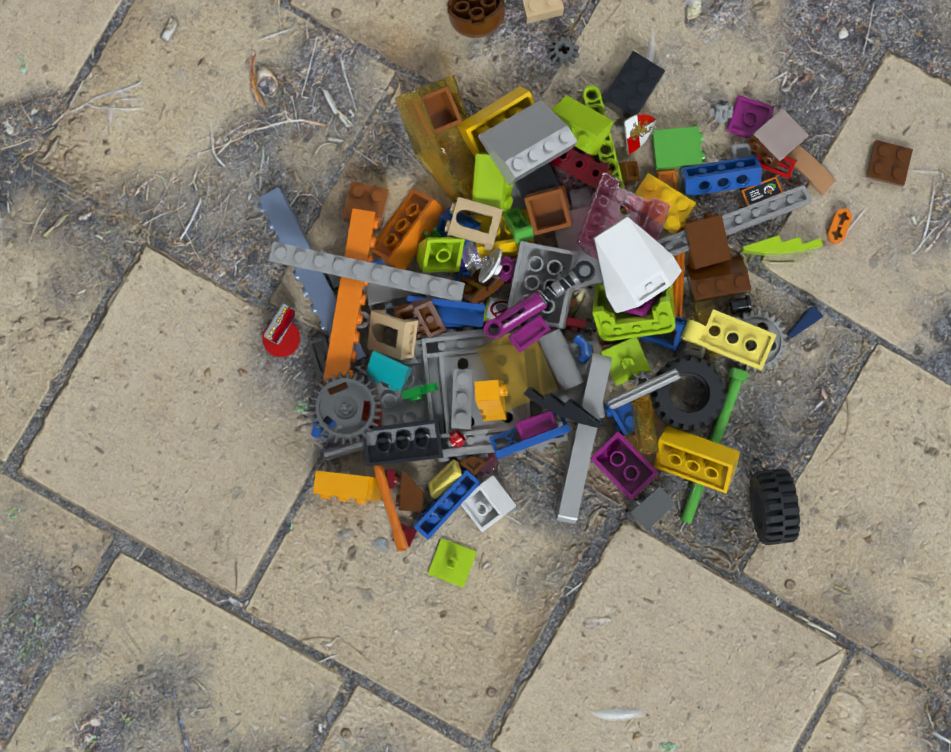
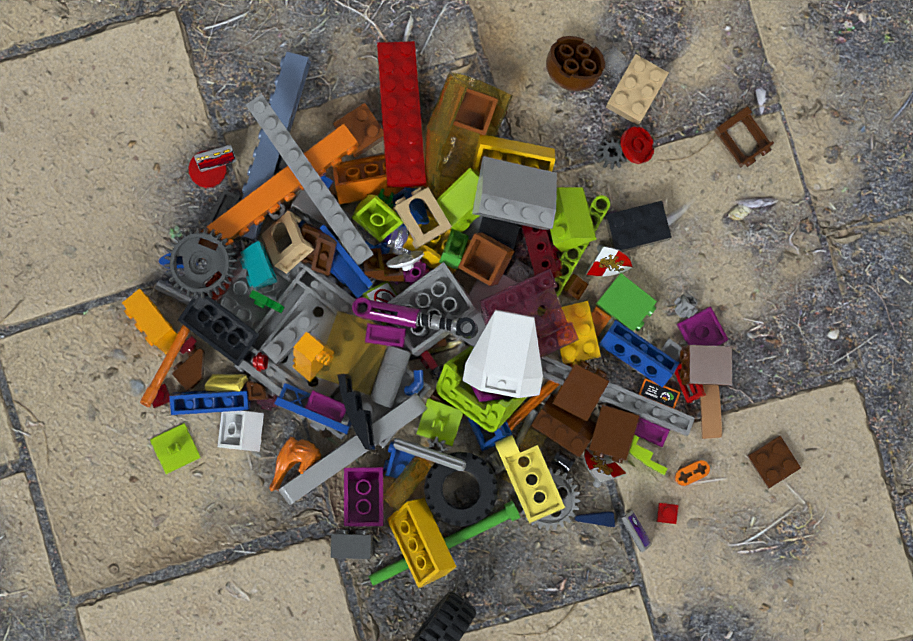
camera: 40 degrees right, 0 degrees up
(385, 165) = (401, 114): none -> red plate
(540, 486) = (291, 454): none -> orange hair
(576, 28) = (637, 145): none -> red tile
(689, 304) = (526, 425): none -> light grey bar
(759, 249) = (614, 434): none -> reddish brown panel
(773, 282) = (602, 468): none -> shield
(779, 225) = (652, 432): none -> magenta tile
(841, 304) = (636, 531): none -> slope
(849, 271) = (667, 513): none -> red plate

